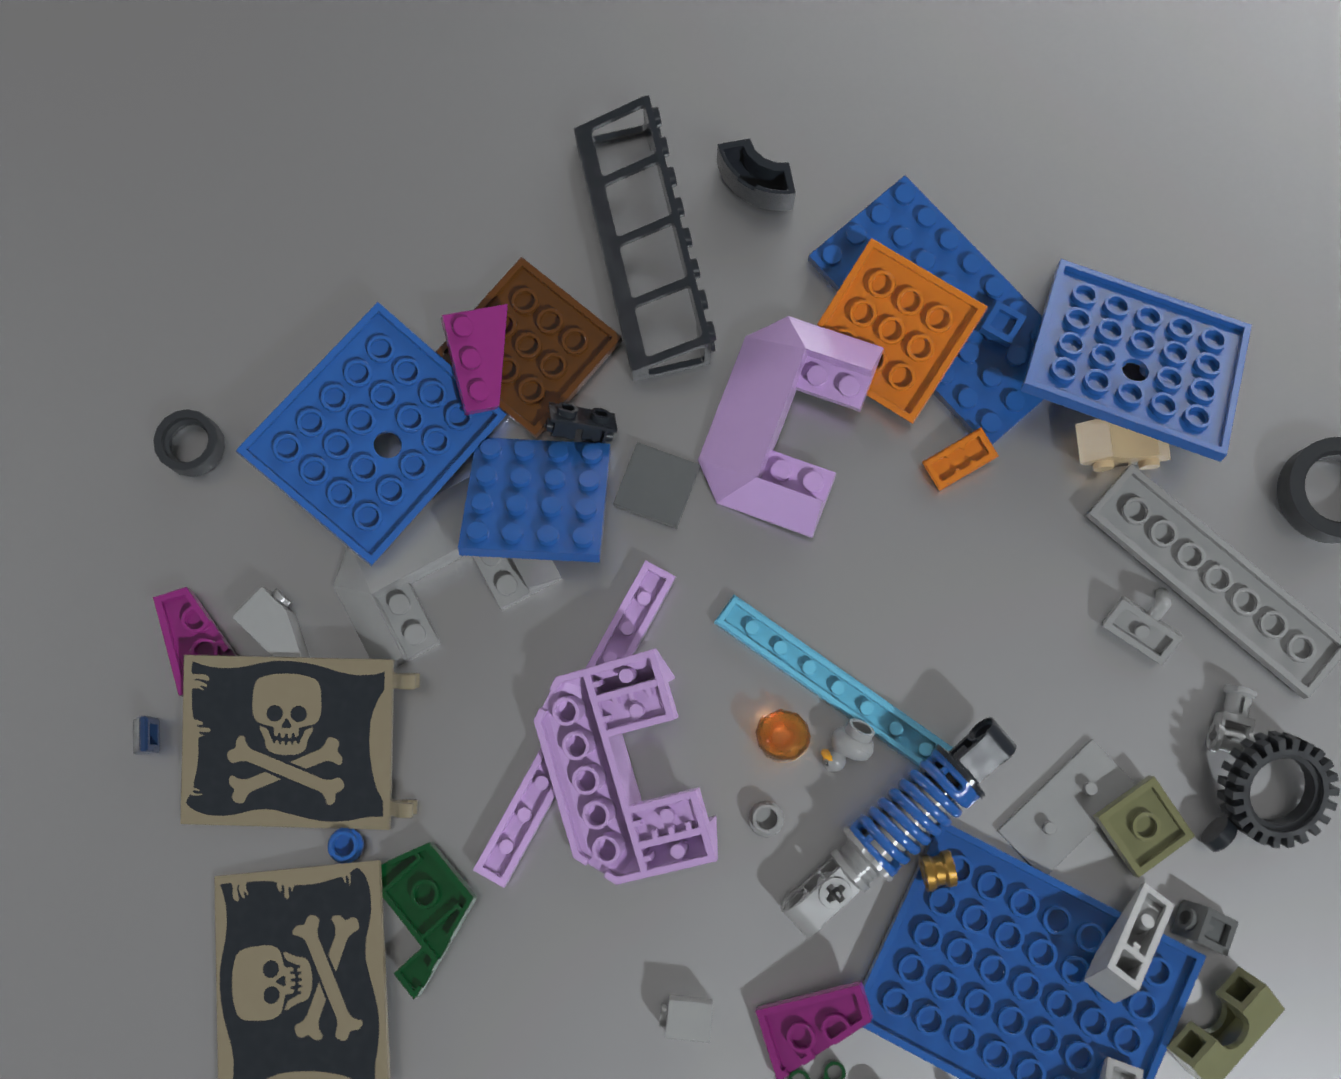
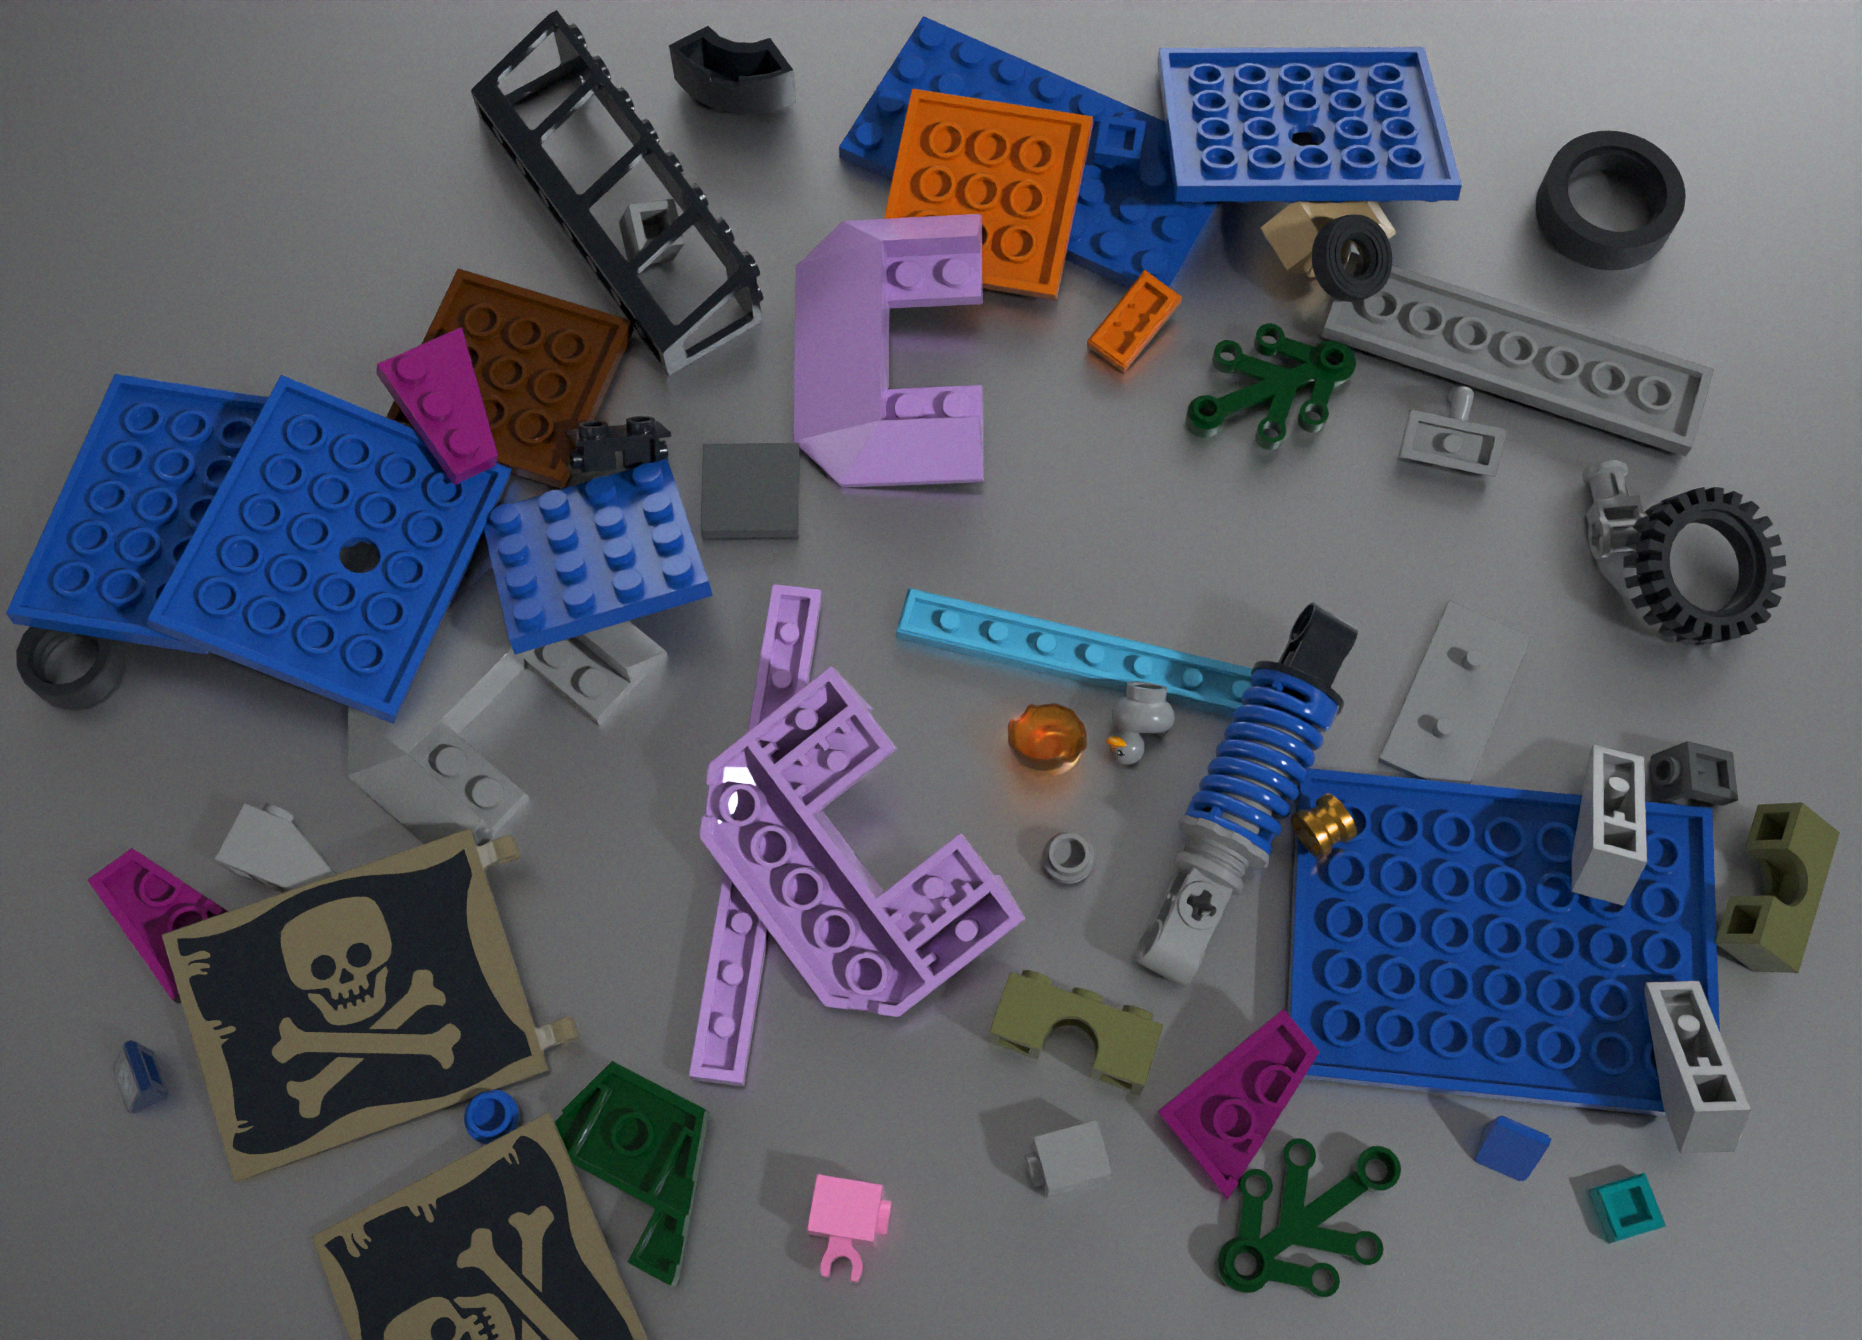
camera: 25 degrees left, 10 degrees down
(260, 353) = (132, 508): none -> blue plate
(537, 998) = (847, 1215): none -> bright pink brick
(655, 274) = (644, 223): none -> light grey brick
(751, 956) = (1121, 1038): none -> olive arch
(1040, 540) = (1274, 383): none -> dark green plant
(1143, 826) = (1561, 679): olive plate -> none
(1145, 480) = (1375, 252): none -> black tyre
(1219, 834) = (1659, 653): black tile -> none

